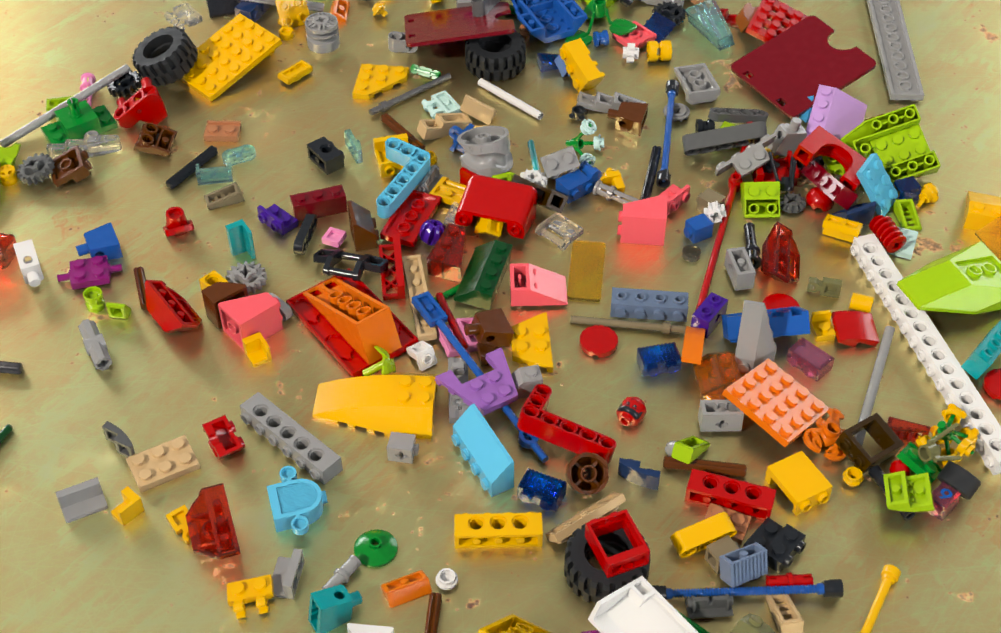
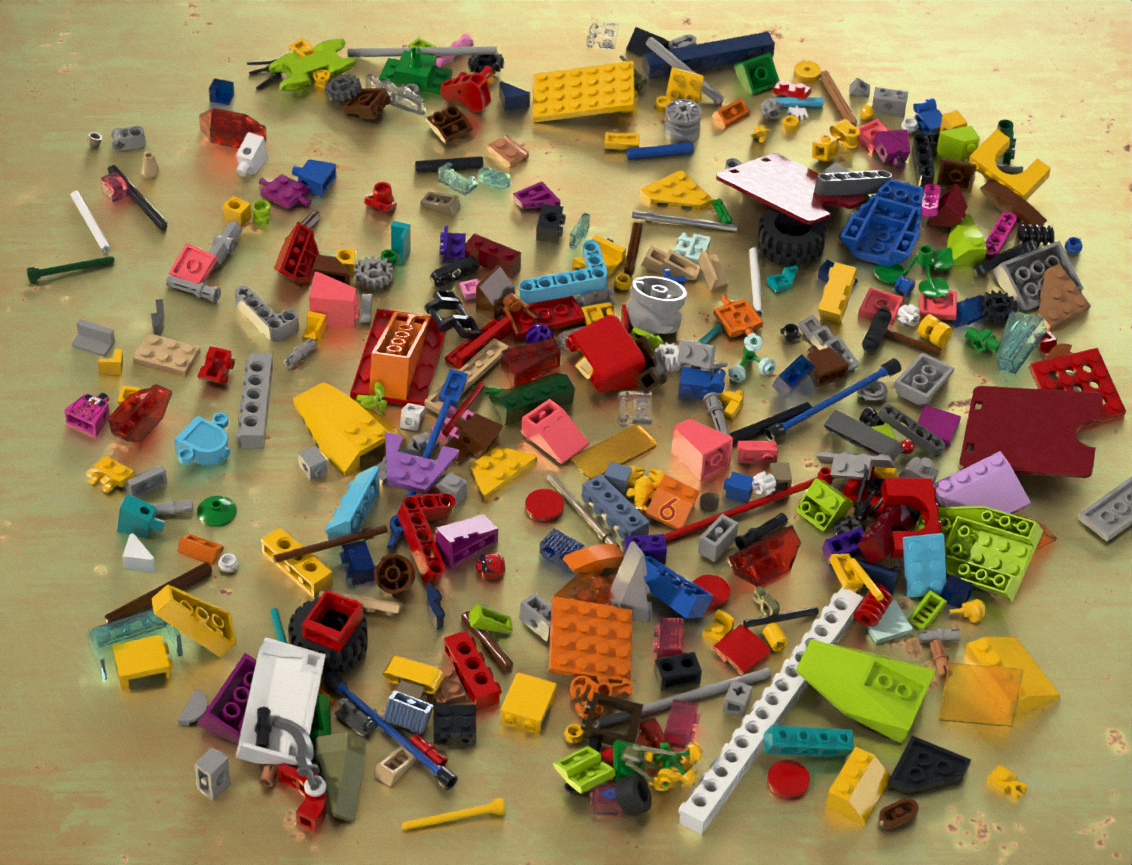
camera: 45 degrees right, 0 degrees up
(70, 312) = (237, 210): none -> yellow brick
(93, 378) = (193, 264): none -> coral plate
(118, 310) = (267, 233): lime slope -> none
(125, 392) = (201, 289): none -> light grey pin
(165, 56) = (533, 59): black tyre -> none
(165, 562) = (88, 413): none -> dark pink torso
(176, 93) = (513, 97): none -> dark blue slope
(204, 372) = (271, 325): none -> light grey beam
(238, 256) = (389, 253): none -> green bush
(271, 377) = (300, 352): none -> light grey pin
(289, 145) = (536, 196): none -> magenta wing
(328, 62) = (661, 150): none -> blue axle
(385, 222) = (514, 304): none -> dark orange plant
(522, 464) = (366, 534): none -> reddish brown bar
(525, 85) = (782, 281): none -> teal slope
(535, 127) = (737, 317): none -> orange plate
(561, 596) = (278, 625): none -> teal bar
(591, 404) = (465, 539): none -> magenta wedge
(606, 59) = (876, 299): none -> coral tile
(620, 279) = (618, 476): none -> sand blue panel
(626, 135) = (793, 376): none -> clear blue brick
(627, 73) = (877, 330): none -> black piece
(642, 274) = (642, 486): none -> yellow animal
(647, 69) = (913, 342): none -> reddish brown bar
(678, 269) = (672, 502): none -> orange slope
(690, 38) = (982, 340): none -> green axle
(739, 100) = (939, 422): none -> magenta tile
(814, 212) = (843, 544): none -> dark purple brick
(845, 288) = (780, 617): none -> black bar
(845, 375) = (677, 671): none -> black brick
(868, 218) = (866, 579): none -> yellow bar
(899, 404) = (681, 723): none -> clear pink brick
(904, 360) = (740, 695): none -> light grey brick
(936, 224) = (939, 634): none -> light grey pin
(958, 236) = (940, 658): none -> nougat axle

